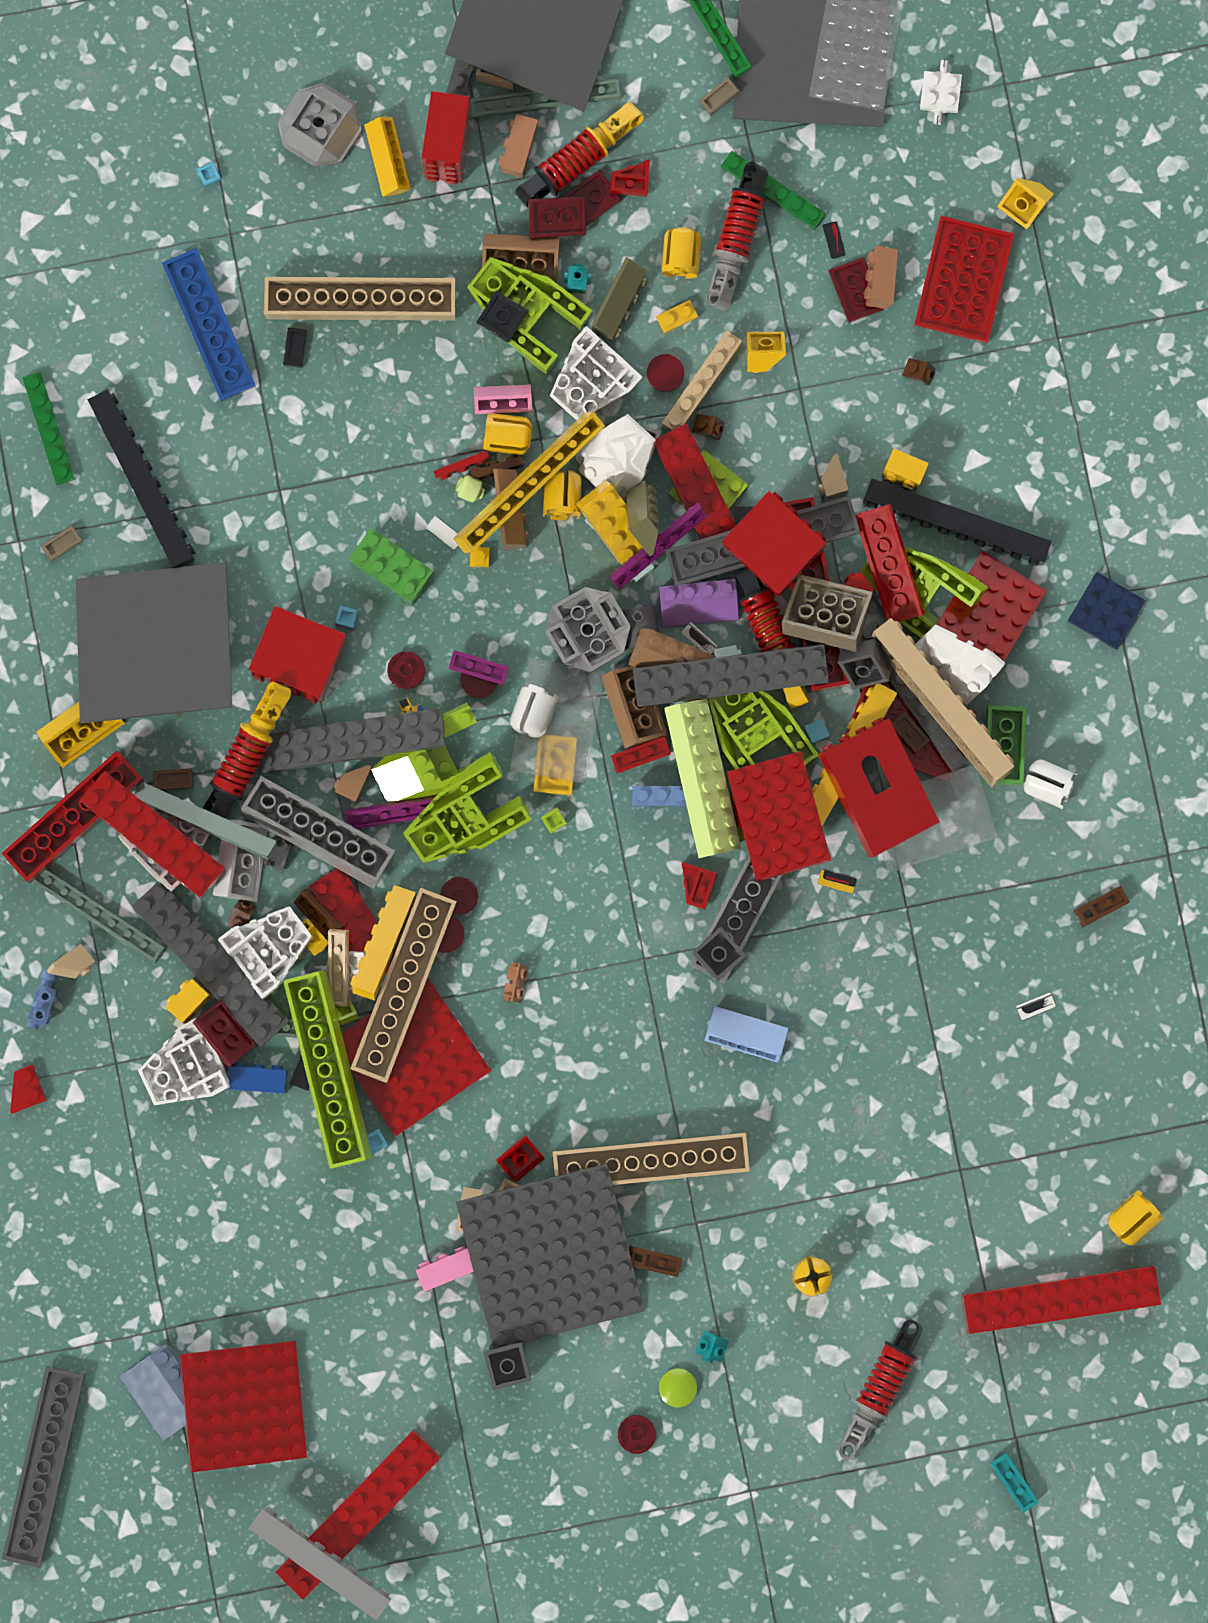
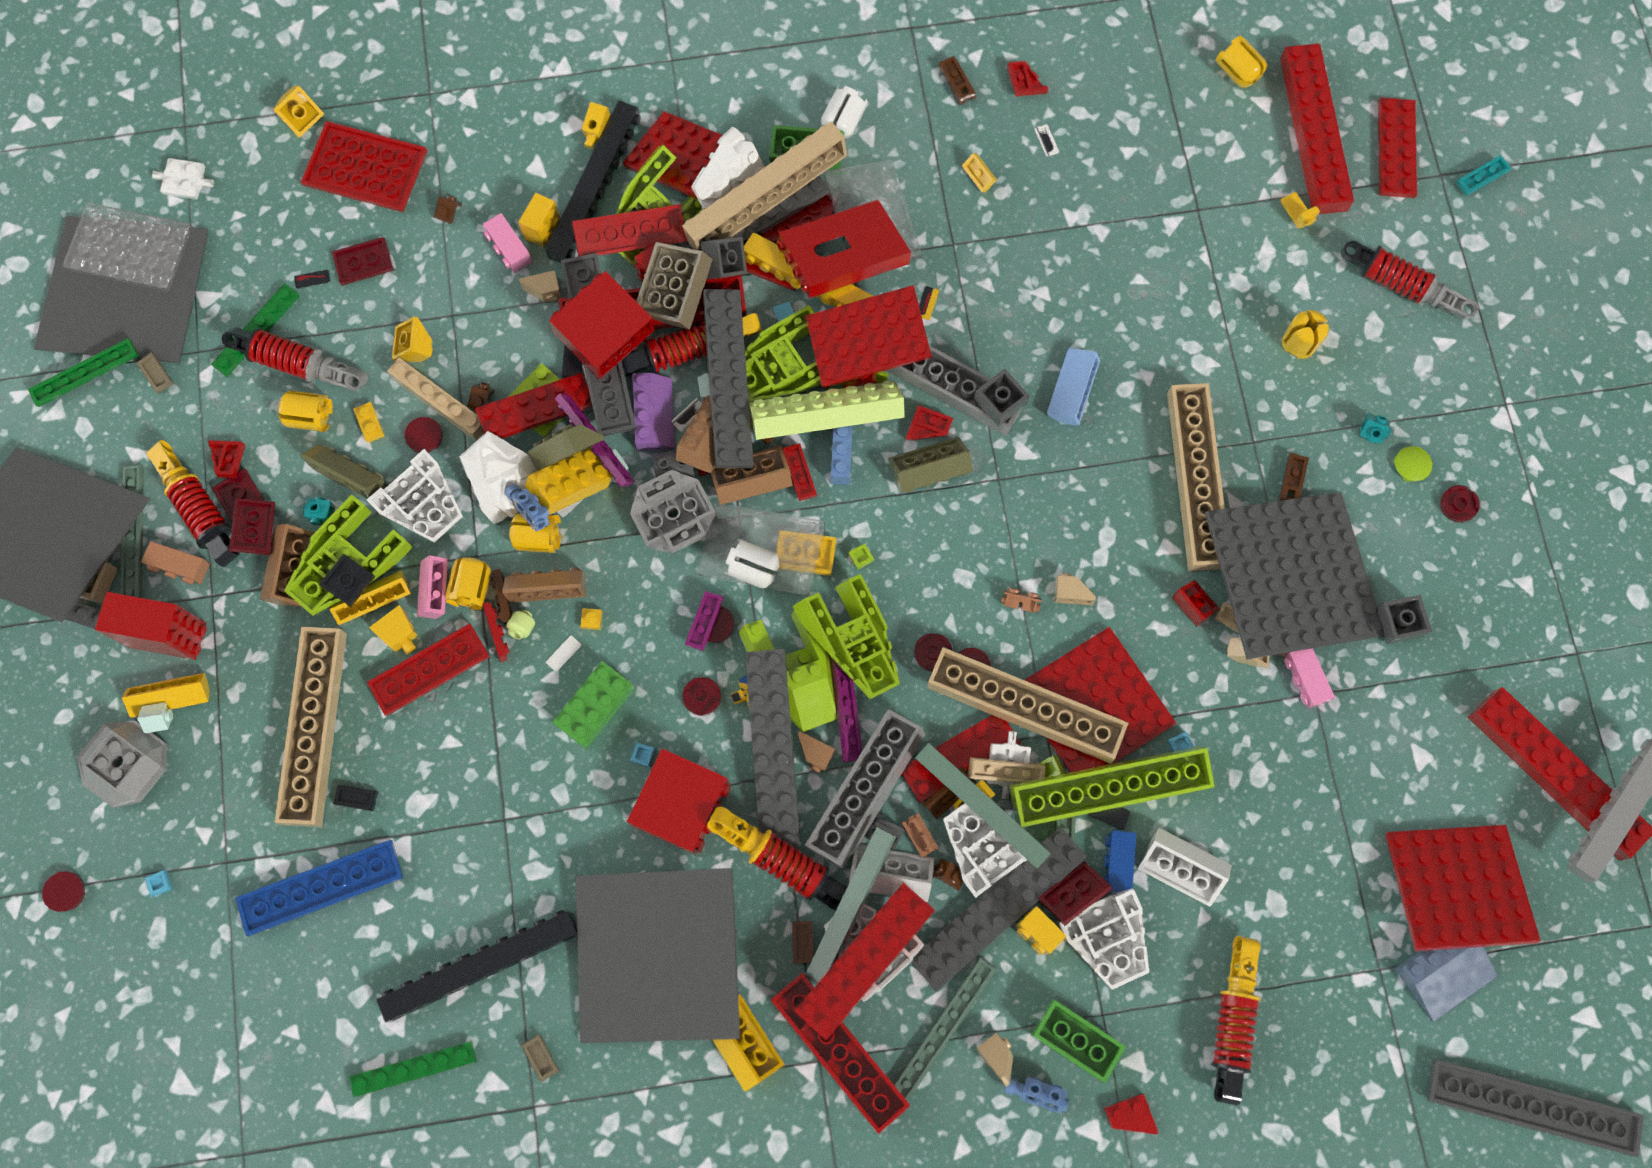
camera: 85 degrees left, 10 degrees down
(89, 1037) = (1078, 1041): none -> bright green brick
(111, 1188) = (1237, 1009): none -> piece
(198, 88) = (63, 891): none -> dark red tile
(255, 1142) = (1185, 867): none -> white slope
(277, 887) = (920, 835): none -> nougat hinge
(301, 942) = (983, 805): none -> sand green tile
(363, 149) = (155, 717): none -> light aqua brick
(383, 943) = (983, 723): yellow brick -> none
(422, 403) = (428, 669): none -> red plate
(458, 368) = (396, 630): none -> yellow torso
(497, 352) = (375, 596): none -> yellow brick
(526, 1032) = (1072, 591): none -> tan slope
(528, 482) = (520, 557): yellow brick -> none
(582, 486) = (528, 506): none -> medium blue brick
(654, 887) = (930, 464): none -> olive slope
(880, 437) = (507, 243): none -> bright pink brick
(881, 277) = (353, 233): nougat brick -> none
(910, 732) = (794, 220): reddish brown plate -> none
(961, 1277) = (1298, 212): none -> yellow bracket
(989, 932) = (979, 172): none -> yellow plate
(1028, 522) = (595, 123): none -> yellow torso
(1045, 1390) = (1397, 147): none -> red plate
(1105, 980) = (1024, 80): none -> red wing
(1106, 610) = (686, 65): dark blue plate -> none

